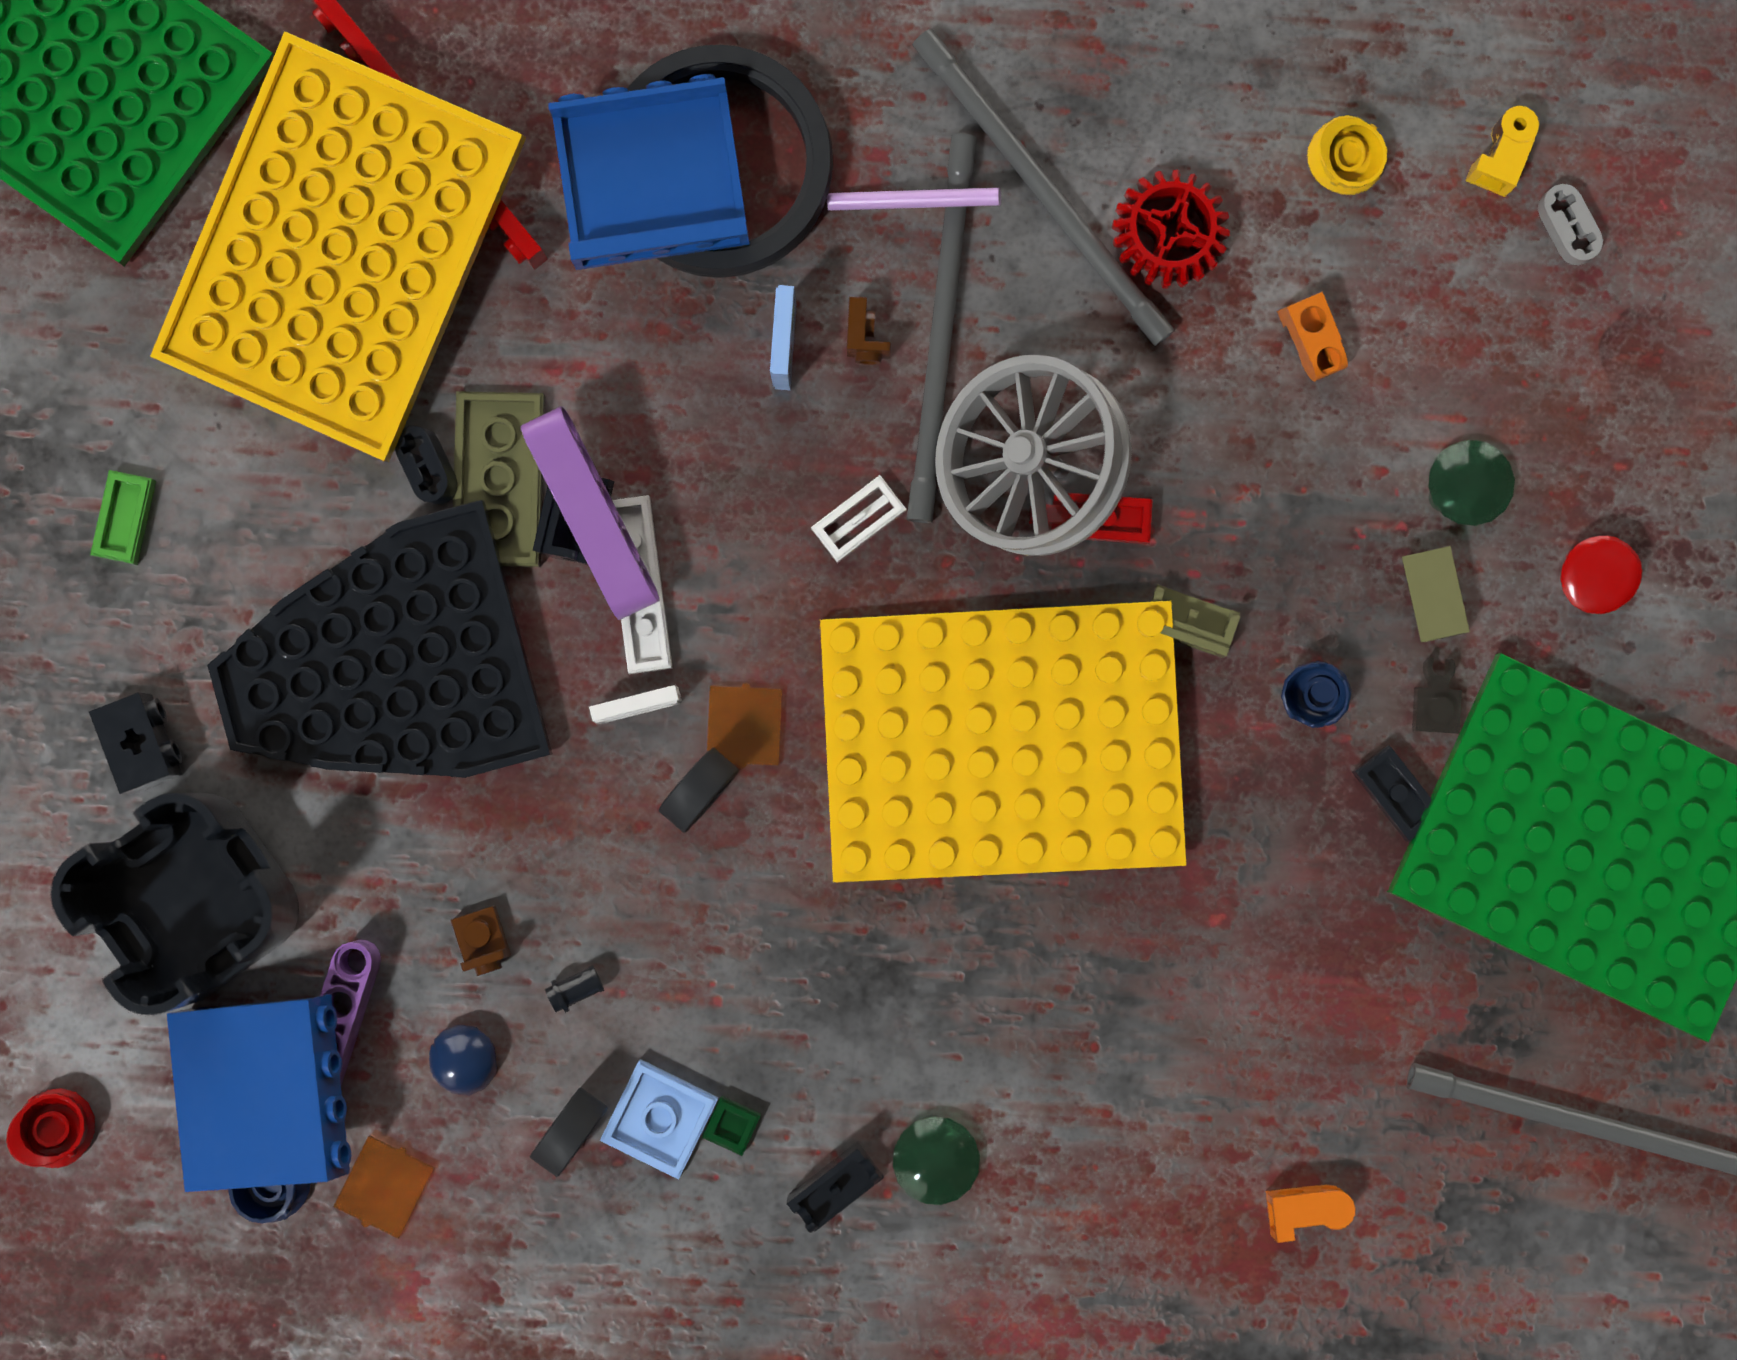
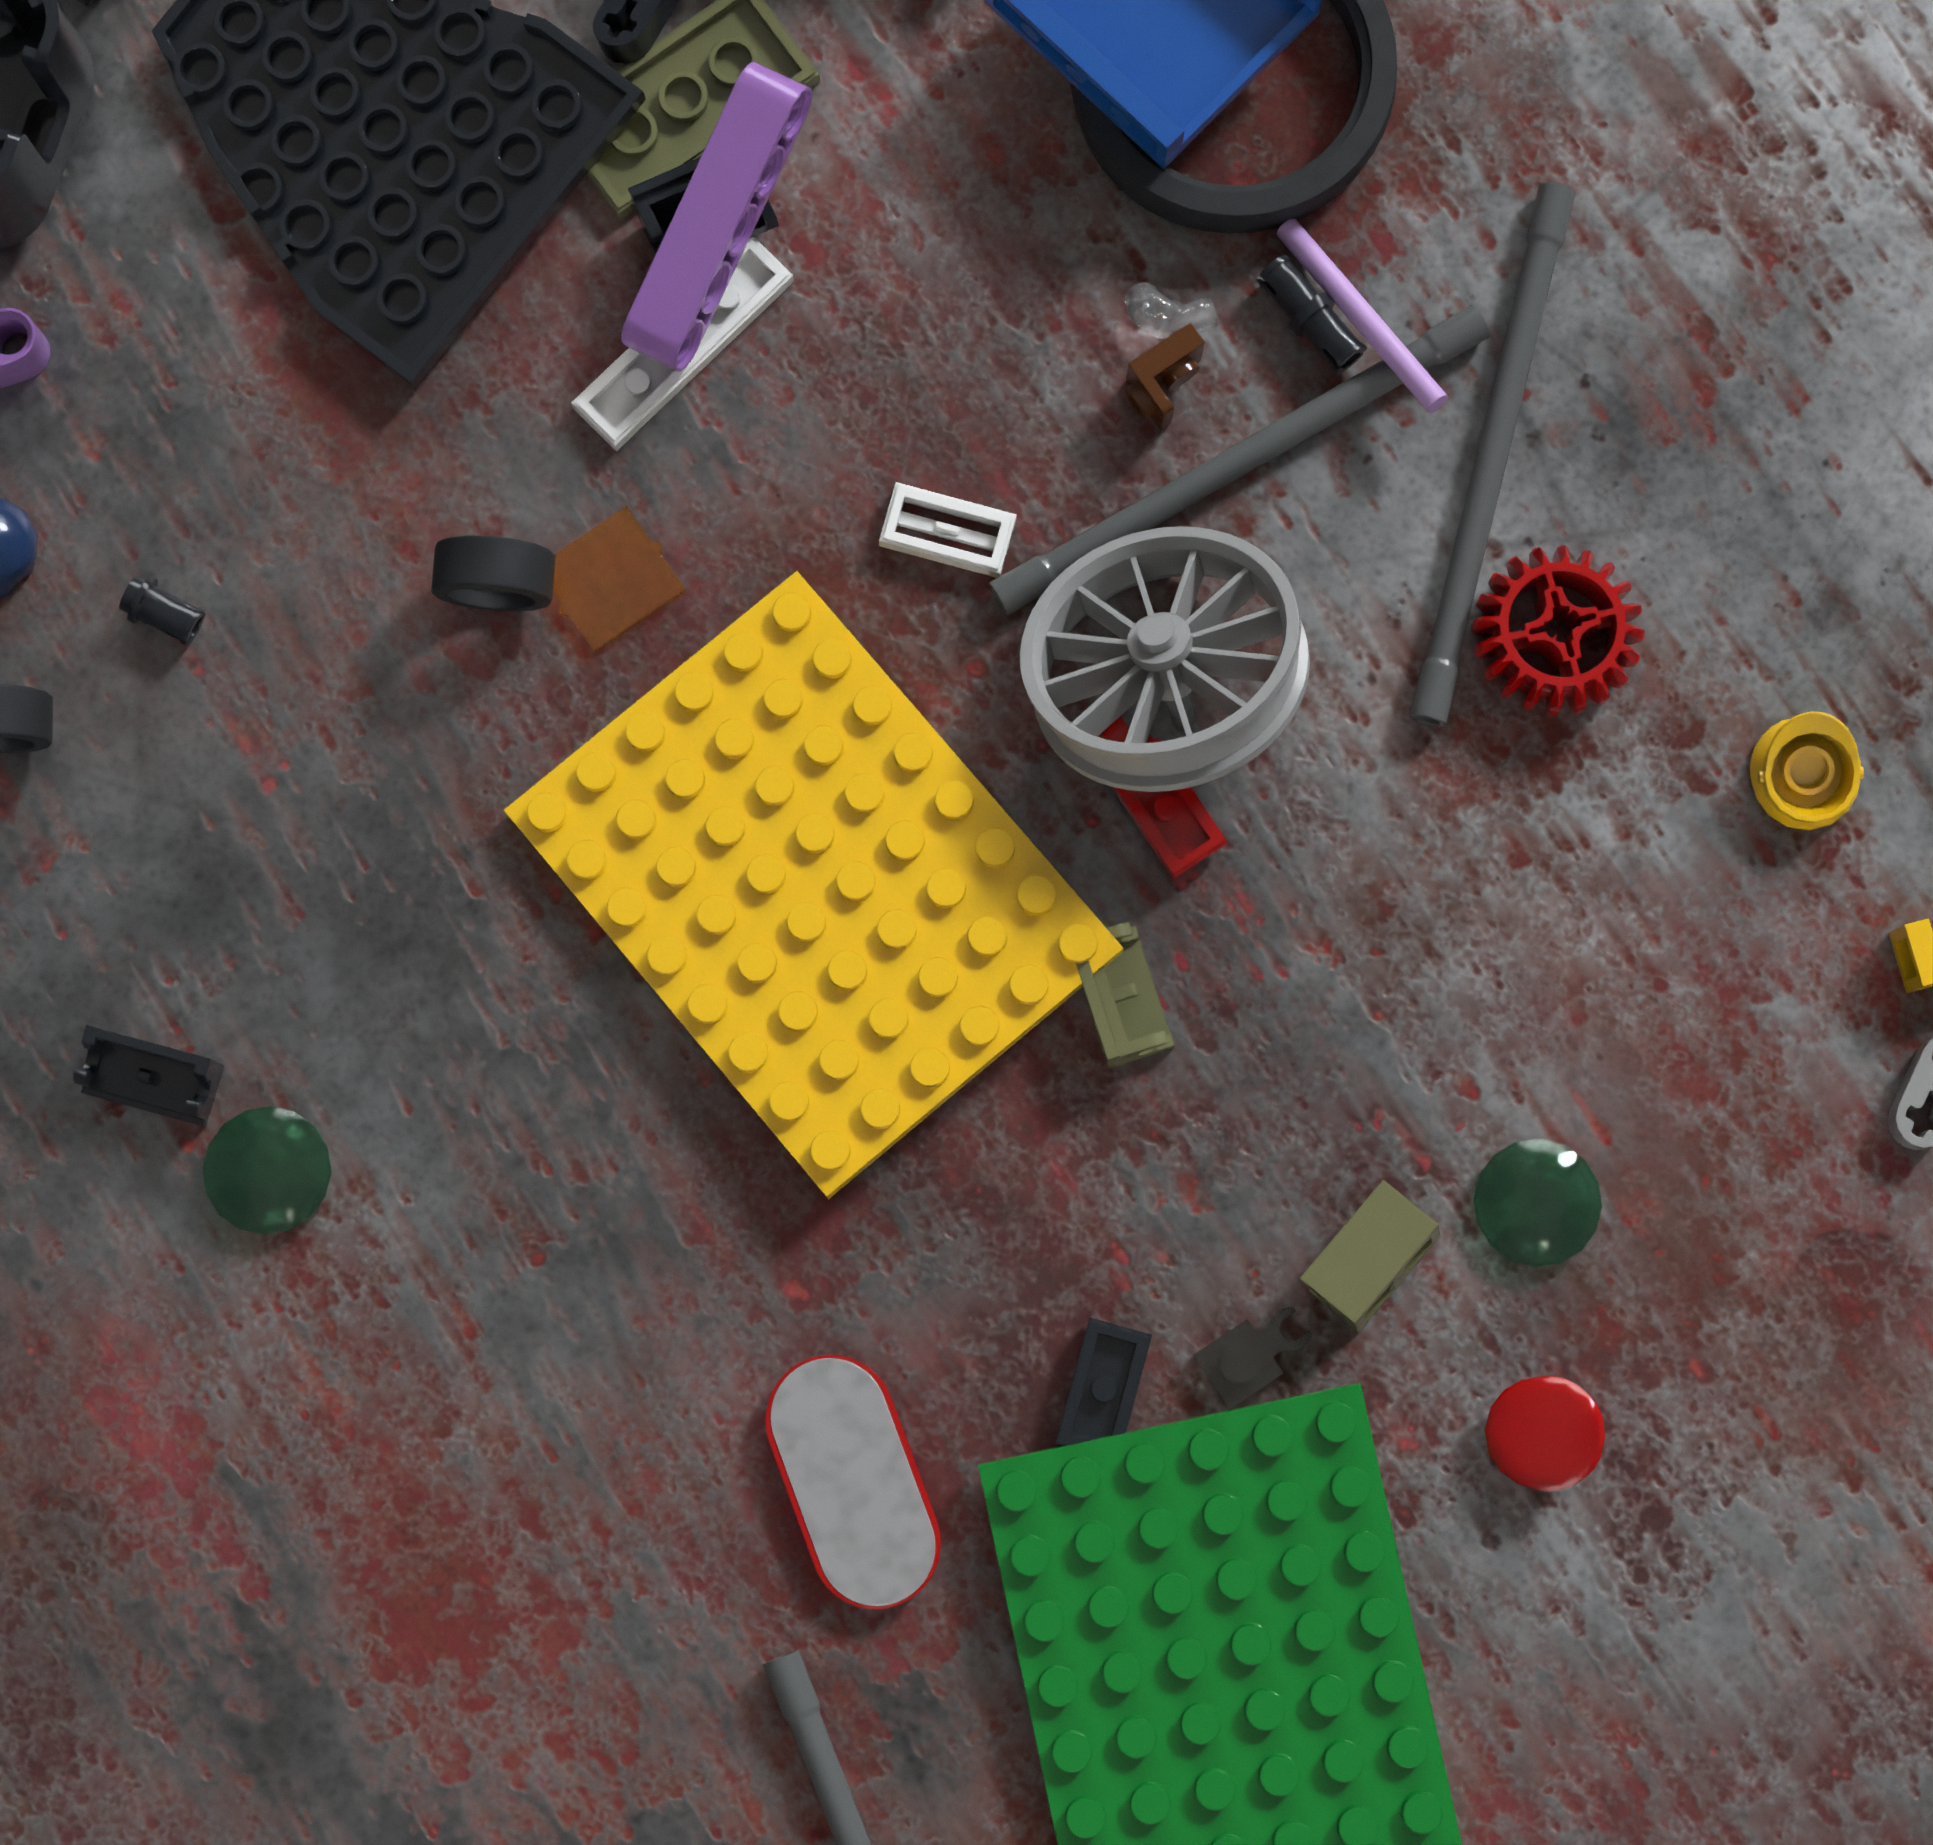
camera: 55 degrees right, 5 degrees down
(481, 940) = (141, 466): reddish brown bracket -> none
(635, 705) = (540, 436): white tile -> none
(659, 1119) = (83, 818): light blue tile -> none
(731, 1125) = (135, 906): dark green tile -> none
(783, 337) = (1085, 284): light blue tile -> none
(829, 308) = (1162, 316): none -> clear arm
(890, 226) = (1311, 314): none -> black pin
(1306, 1208) = (547, 1664): orange leg -> none
(1315, 336) = (1564, 888): orange leg -> none
(1316, 694) = (1144, 1201): dark blue hair -> none
(1346, 966) = (853, 1482): none -> flat silver tile

